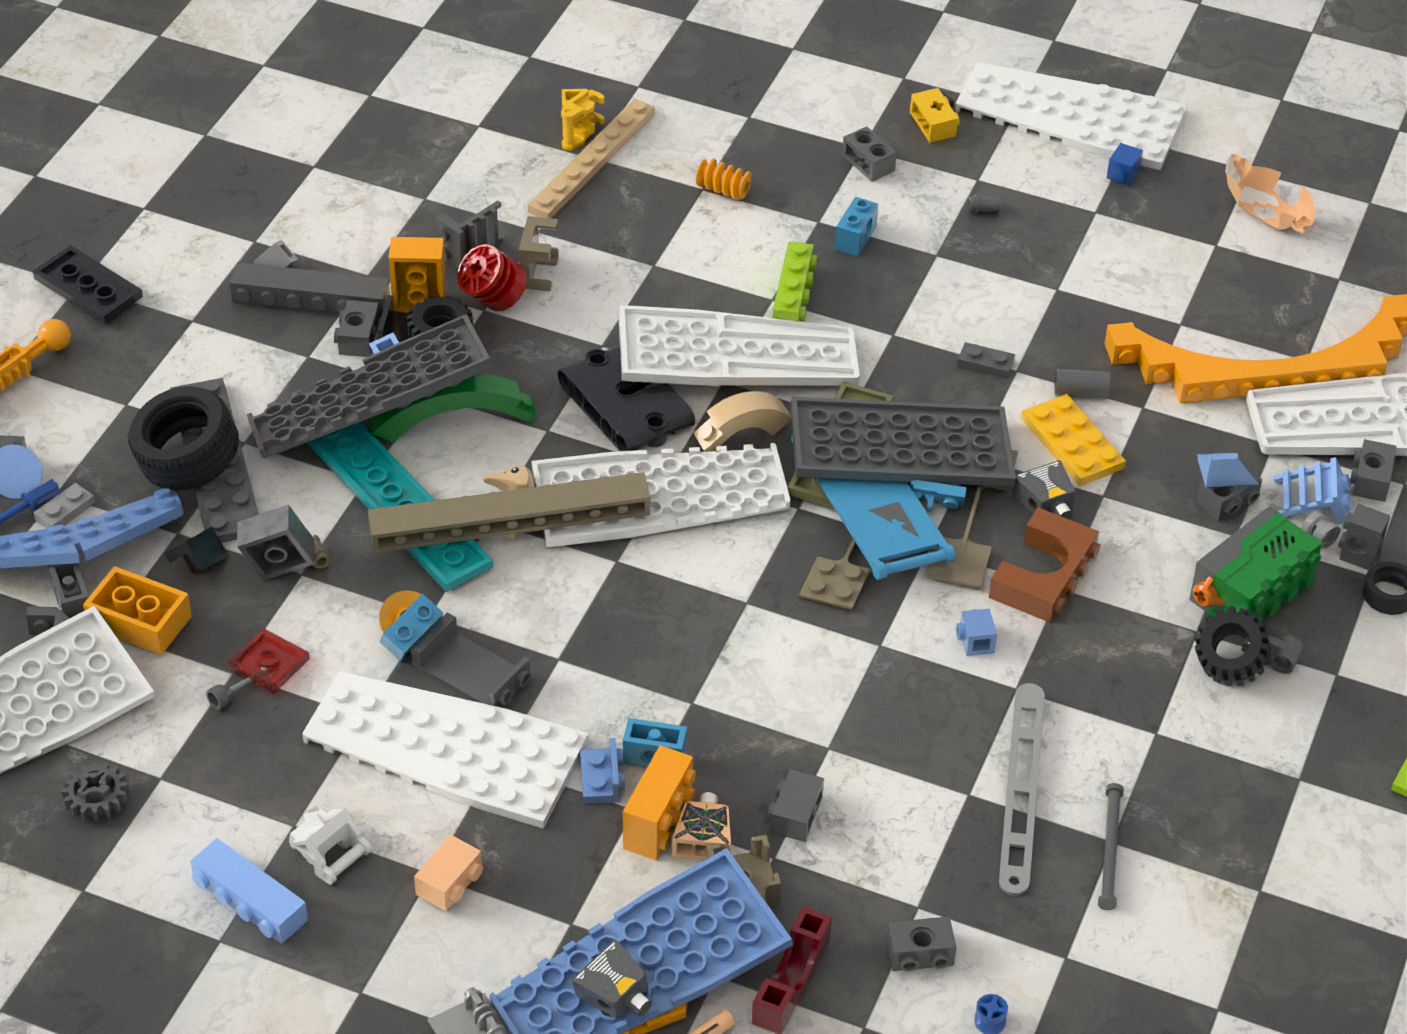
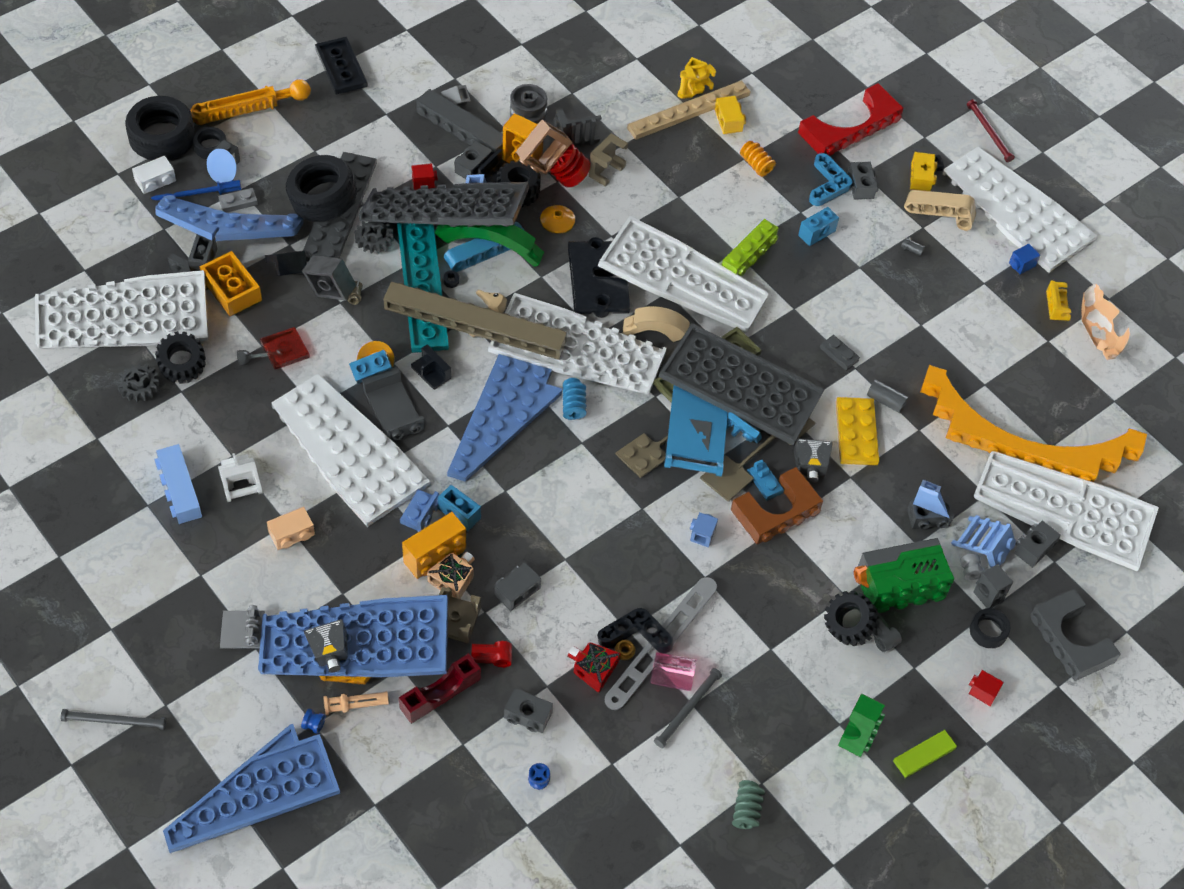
camera: 25 degrees right, 10 degrees up
(136, 709) = (177, 343): none -> black tyre
(293, 472) = (373, 236): none -> dark grey gear
(303, 372) = (423, 175): none -> red brick
(376, 226) = (529, 102): none -> flat silver wheel
(433, 474) = (451, 284): none -> black bush
(440, 437) = (474, 252): none -> dark azure beam
(470, 268) = (552, 153): none -> medium nougat window
(488, 596) = (432, 368): none -> black panel
(518, 354) = (557, 219): none -> light orange dish
(620, 603) = (508, 404): none -> medium blue wing
(649, 143) = (729, 114): none -> yellow brick
(703, 552) = (574, 399): none -> dark azure piece
(794, 123) = (829, 139): none -> red arch
(810, 155) = (826, 165): none -> dark azure beam
(830, 896) = (498, 653): none -> red piece
(961, 850) = (594, 664): none -> torso
(986, 141) = (943, 204): none -> tan beam
(986, 810) = (625, 644): none -> pearl gold plate
(1007, 543) = (765, 480): none -> dark azure plate
(1019, 59) = (1008, 157): none -> dark red bar
(1022, 781) = (640, 625): none -> black beam
(1064, 811) = (673, 671): none -> clear pink panel
(1195, 196) = (1058, 301): none -> yellow hinge
(1268, 918) = (748, 805): none -> sand green piece
(1338, 777) = (863, 725): none -> green arch

